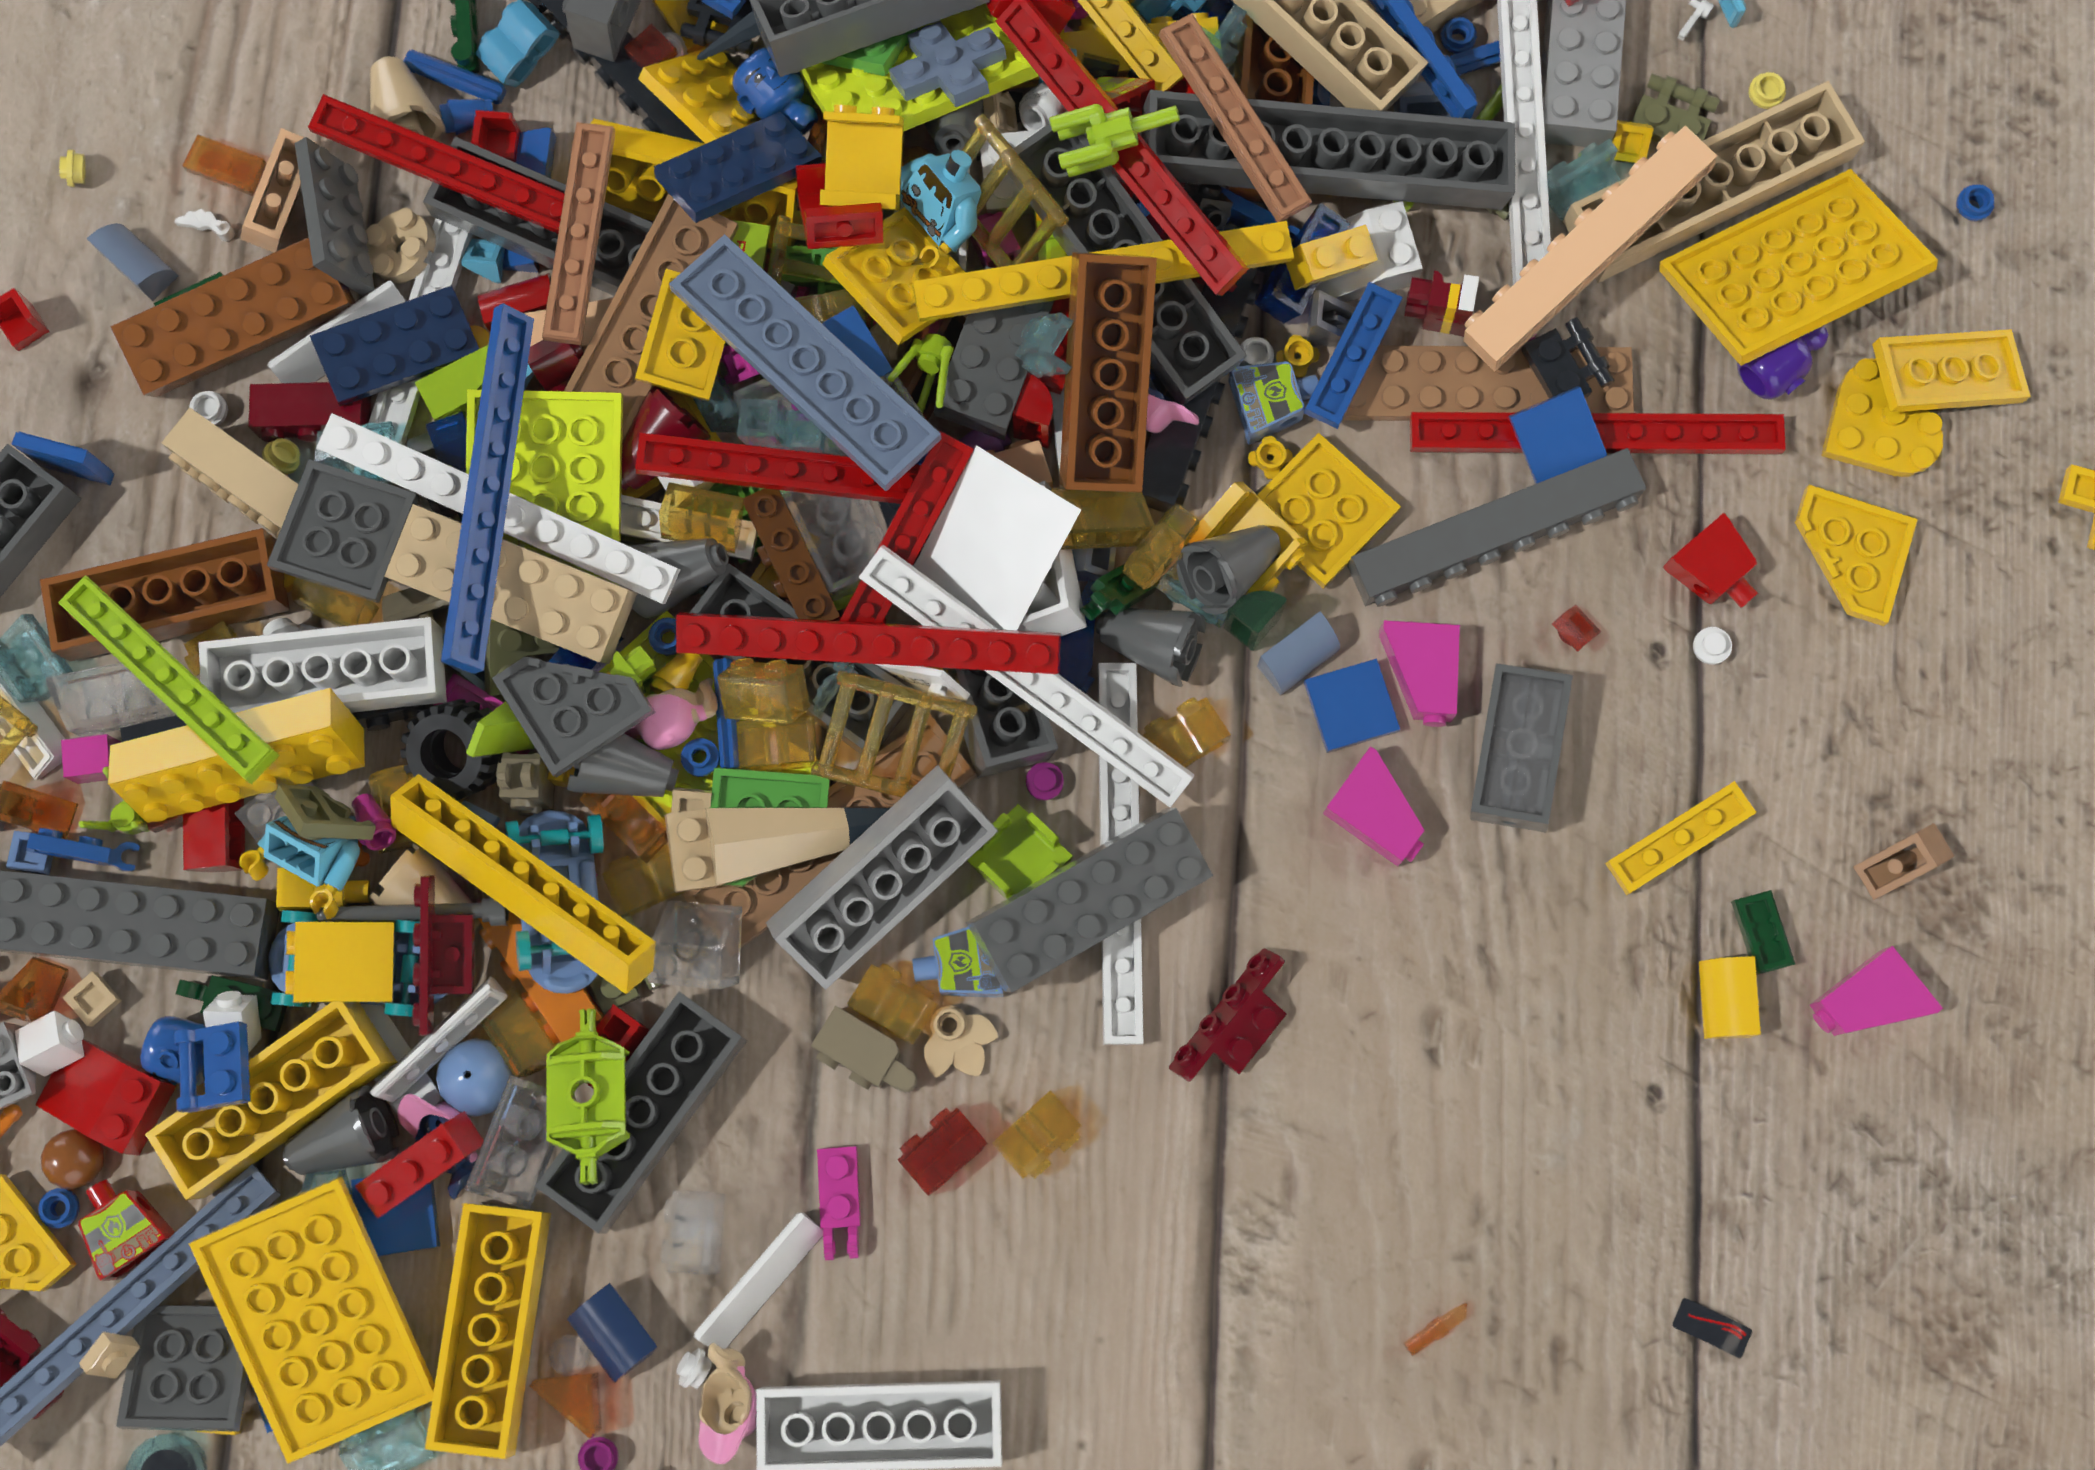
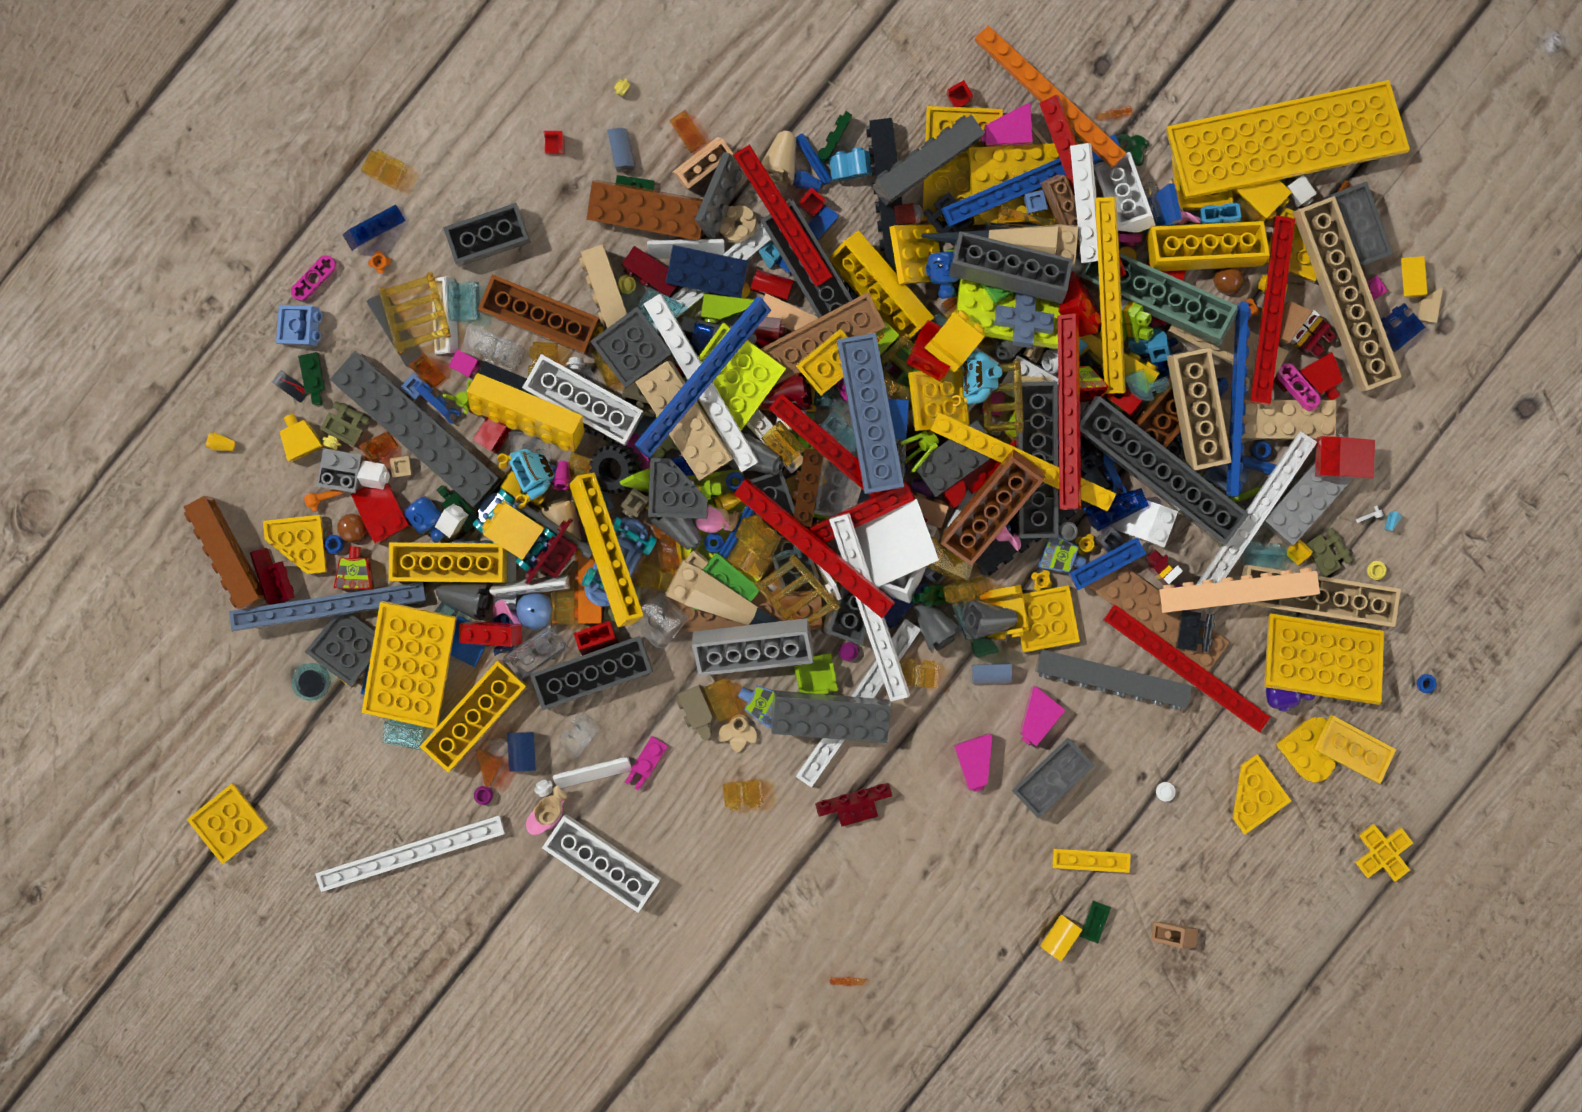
camera: 35 degrees right, 10 degrees up
(63, 458) = (535, 223): blue tile -> none
(109, 1355) = (319, 621): tan plate -> none
(169, 680) = (518, 362): lime tile -> none
(206, 220) = (662, 150): white piece -> none
(210, 406) = (609, 240): white plate -> none
(224, 1066) = (439, 537): blue plate -> none
(320, 816) = (542, 461): olive wing -> none
(578, 233) = (816, 283): nougat tile -> none
(600, 1123) = (573, 668): lime plate -> none
(736, 166) = (903, 301): dark blue plate -> none
(942, 1150) = (701, 772): clear red brick -> none
(1040, 342) = (975, 475): clear light blue bracket -> none
(1105, 134) = (1064, 408): lime plant -> none
(1235, 118) = (1126, 433): nougat tile -> none
(1331, 257) = (1127, 518): yellow brick -> none
(1351, 705) = (997, 709): blue tile -> none
(1558, 435) = (1167, 659): blue tile -> none
(1575, 628) = (1114, 744): clear red plate -> none
(1712, 1327) = (956, 1058): black sticker -> none
(1715, 564) = (1192, 759): red torso -> none
(1873, 996) = (1119, 978): dark pink slope -> none

